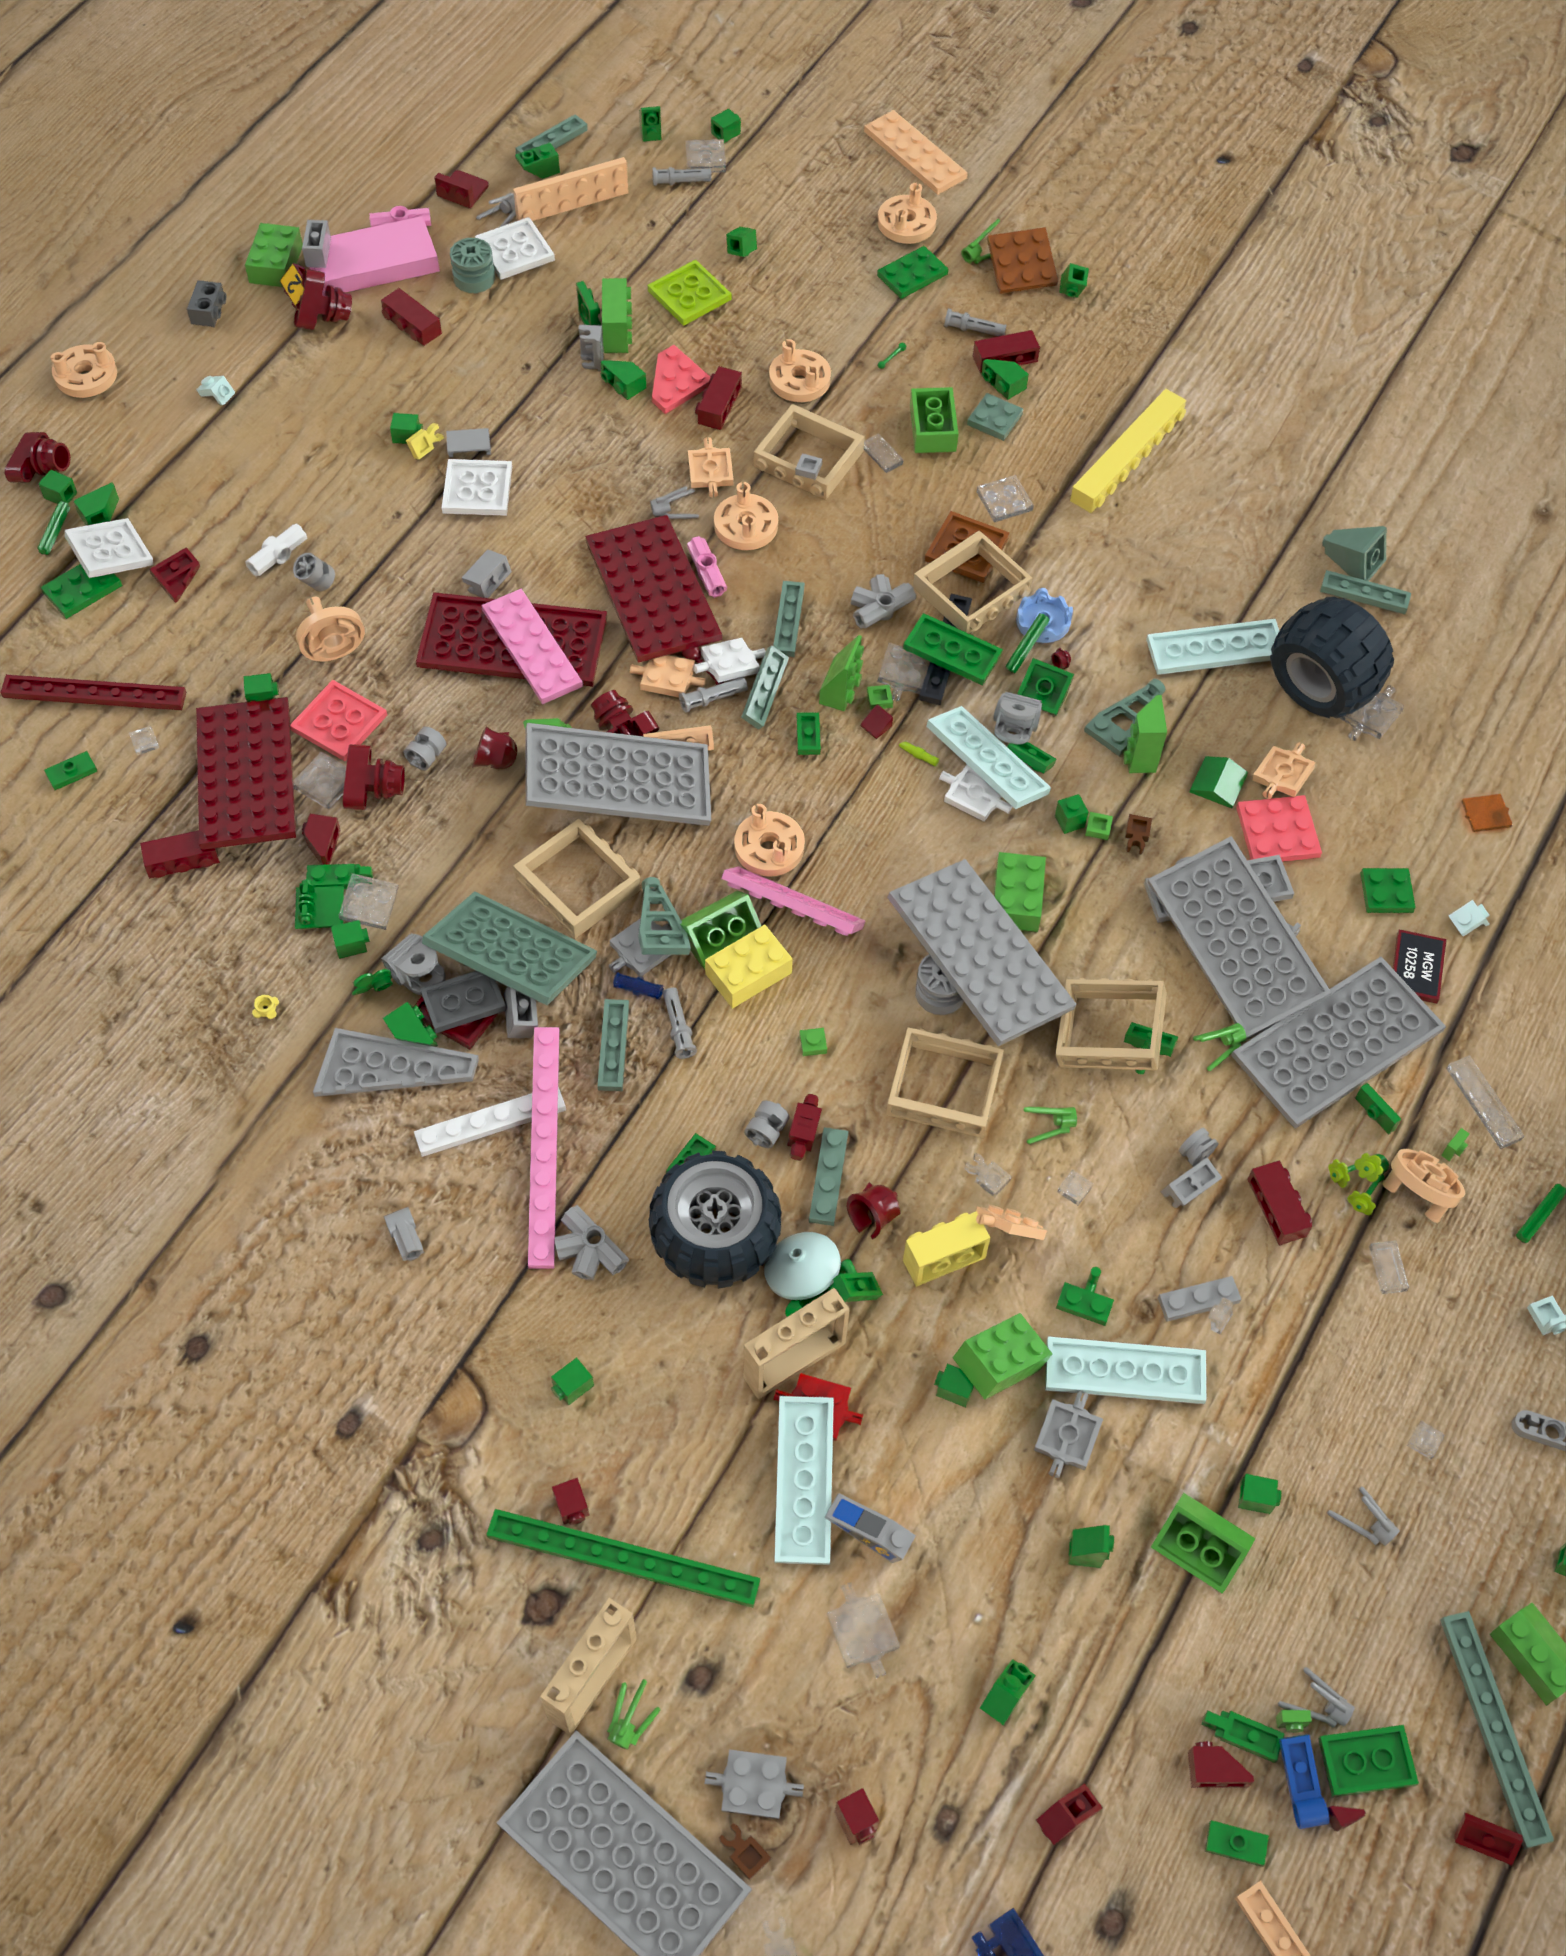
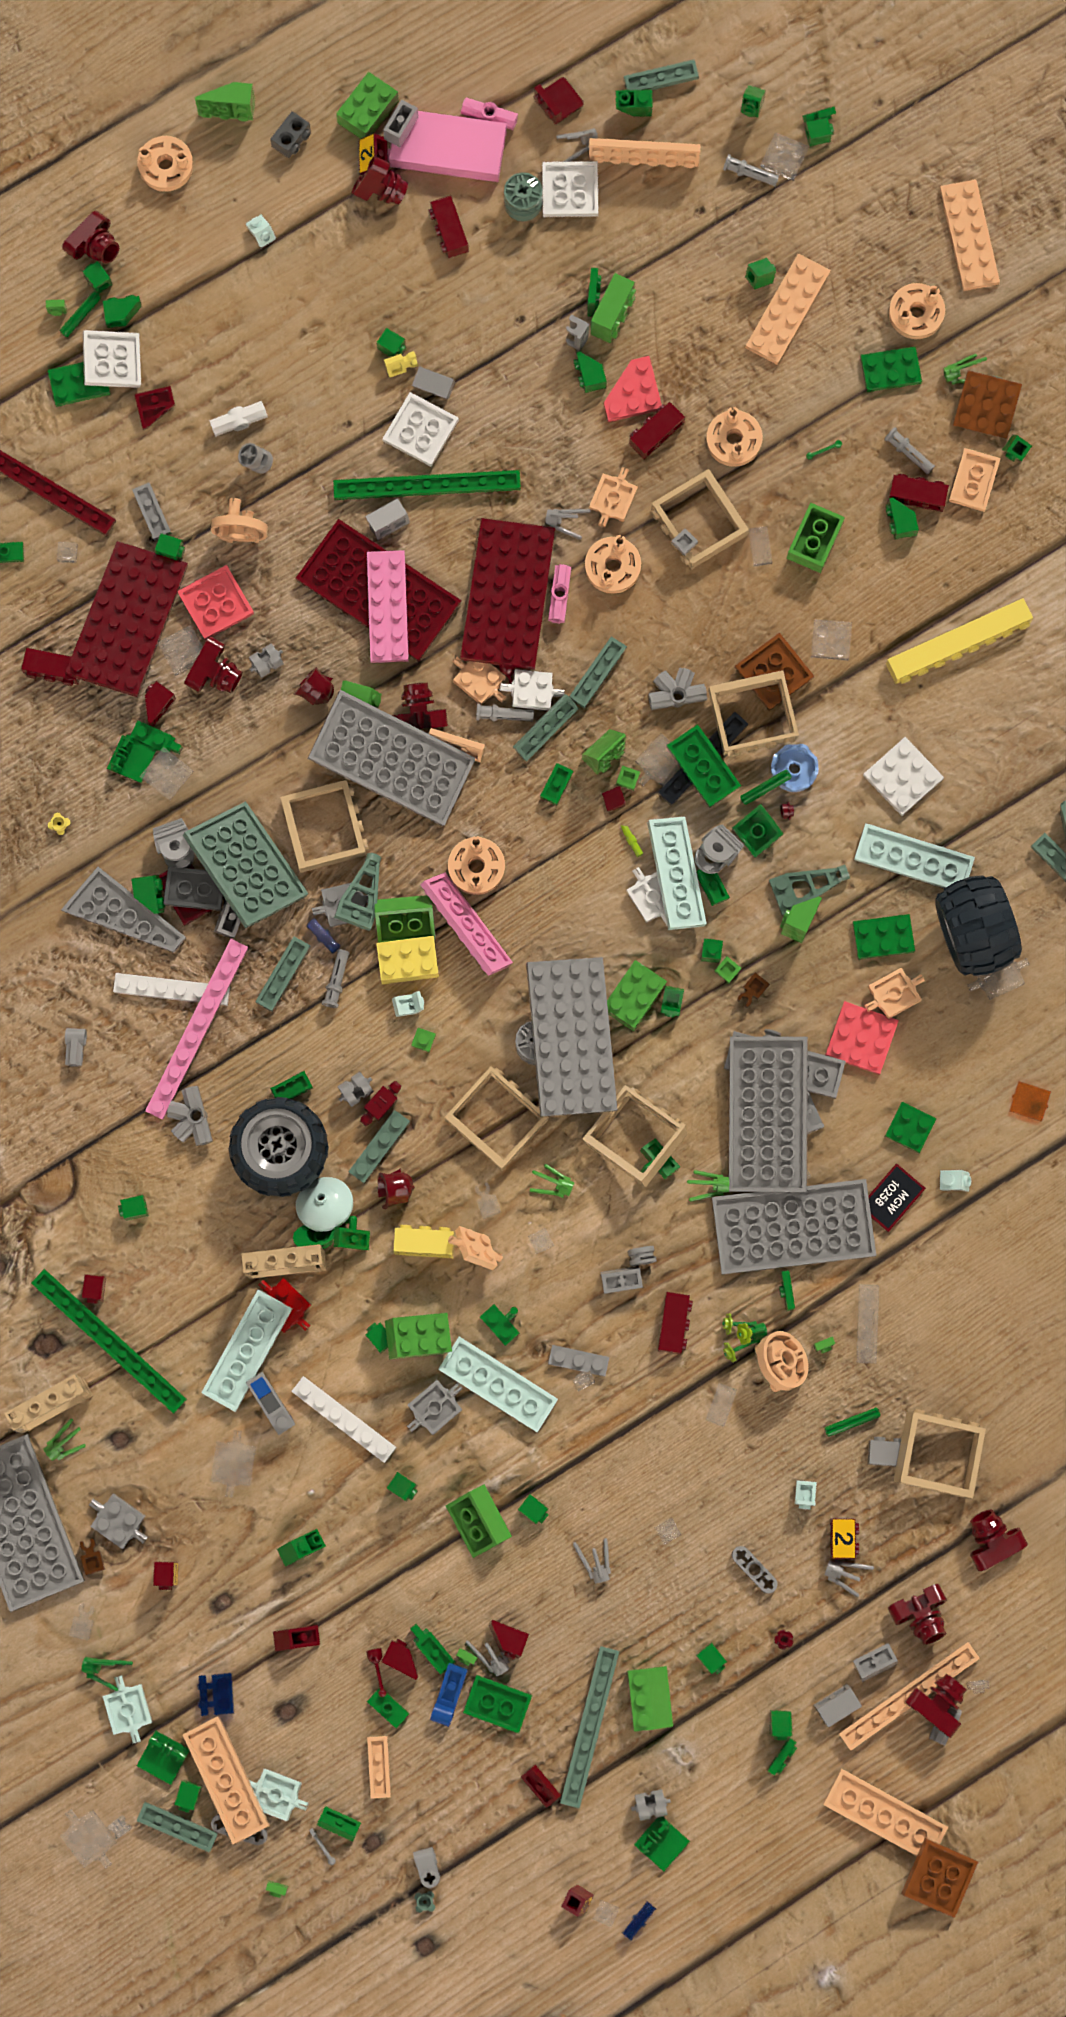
camera: 30 degrees right, 20 degrees up
(23, 528) = (56, 307): none -> bright green plate
(125, 296) = (227, 102): none -> bright green slope
(220, 665) = (151, 511): none -> light grey plate
(350, 939) = (140, 798): green brick -> none
(379, 981) = (145, 843): green plate -> none
(510, 530) = (427, 485): none -> green plate
(689, 292) = (690, 305): lime plate -> none
(720, 108) = (824, 113): none -> green plate
(776, 1011) = (408, 1004): none -> light aqua bracket
(784, 264) = (788, 309): none -> light nougat plate
(968, 1506) = (344, 1419): none -> white plate
(995, 416) = (872, 553): sand green plate -> none
(1051, 322) = (974, 479): none -> light nougat plate
(1061, 879) = (672, 1001): none -> green bracket
(1154, 583) = (903, 776): none -> white plate
(1181, 1783) = (375, 1657): none -> dark red hinge
(1219, 780) = (843, 975): green slope -> none
(1235, 728) = (883, 936): none -> green plate
(1330, 1668) = (508, 1639): none -> dark red slope
(1344, 1816) = (460, 1728): dark red slope -> none

